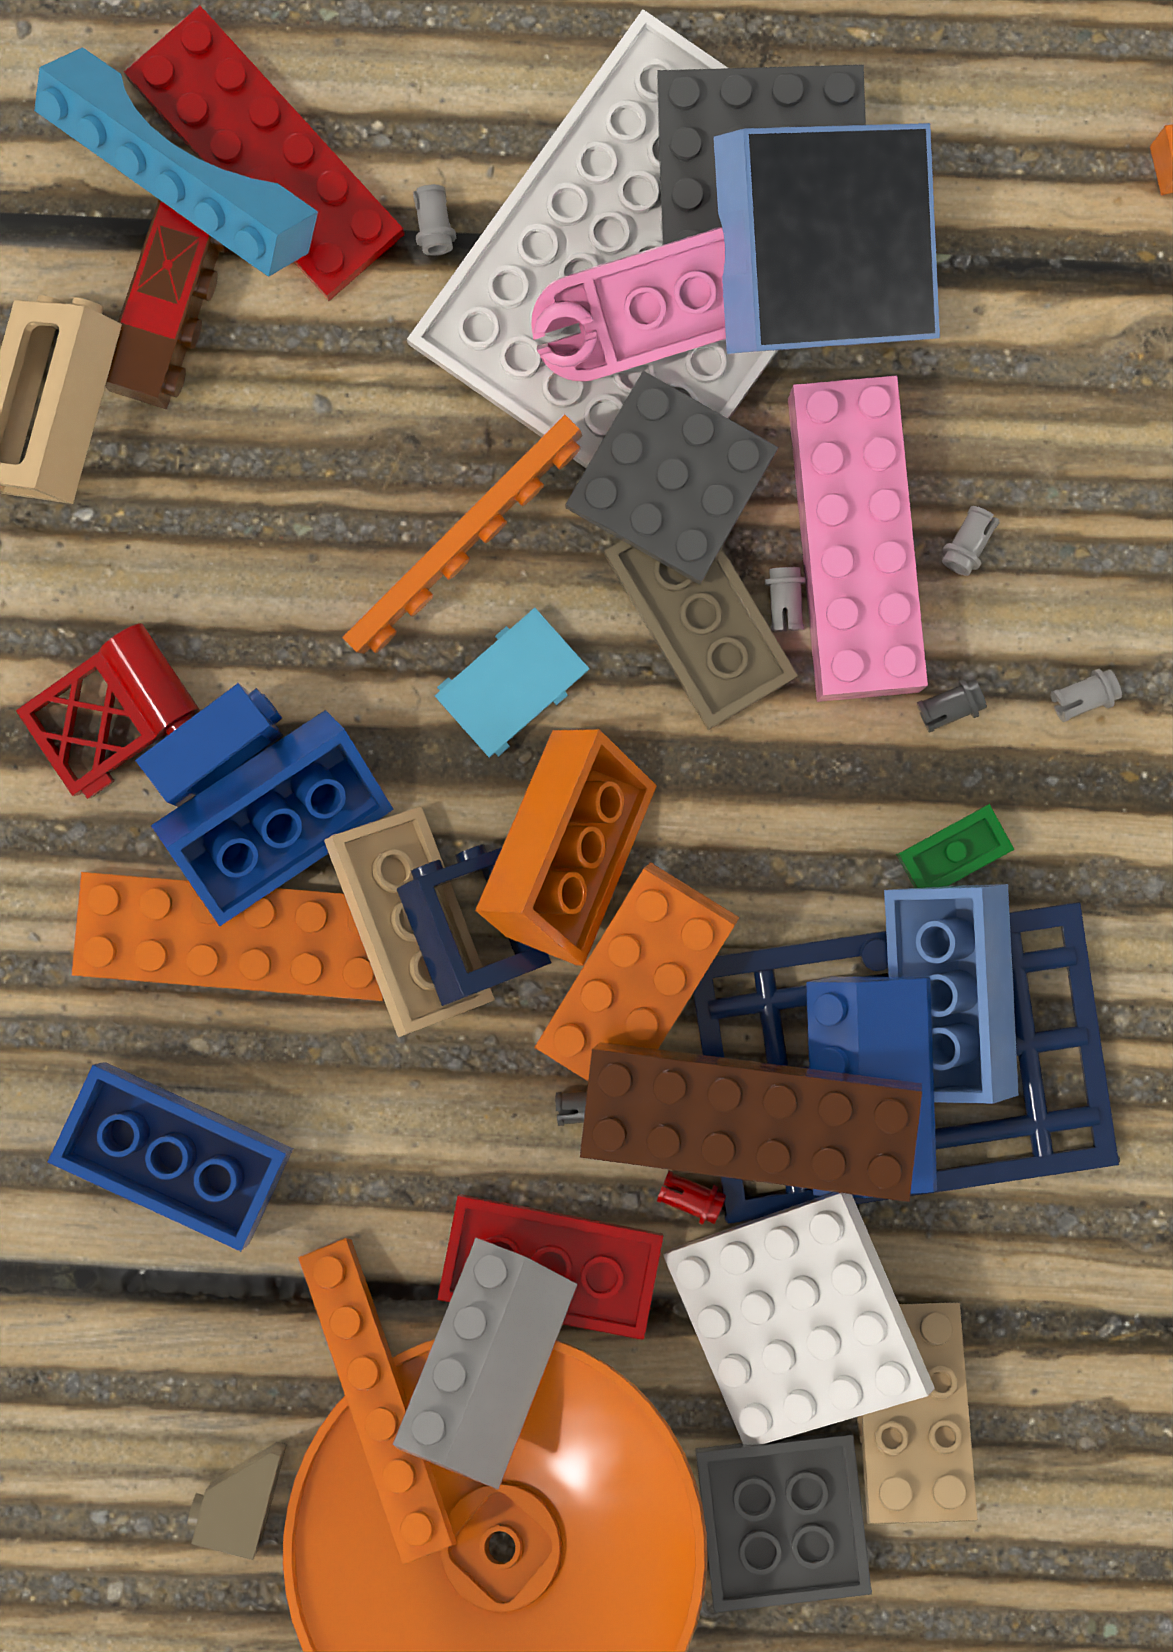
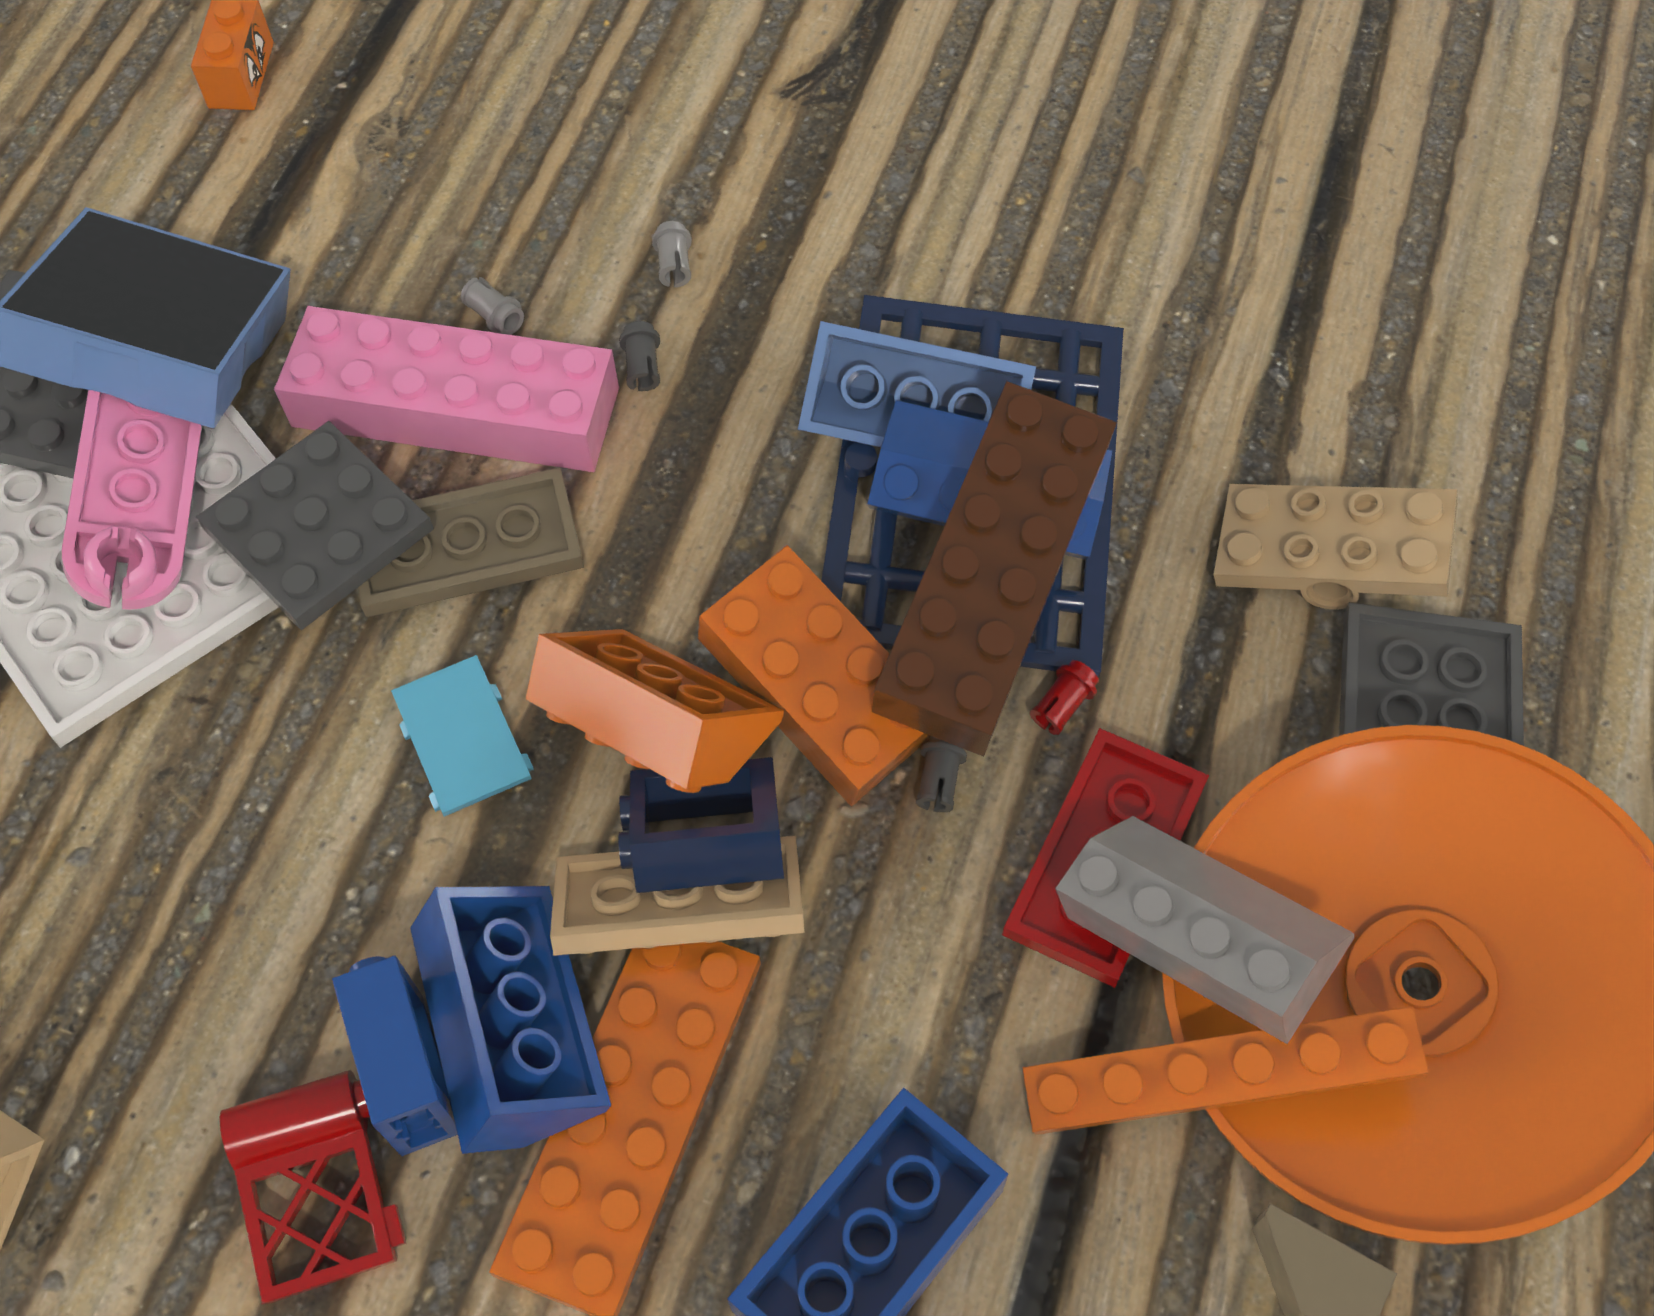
camera: 70 degrees left, 25 degrees down
(480, 522) = (297, 749): orange plate -> none
(786, 594) = (479, 464): light grey pin -> none
(798, 1320) = (1218, 610): white plate -> none
(956, 850) = (778, 381): green plate -> none

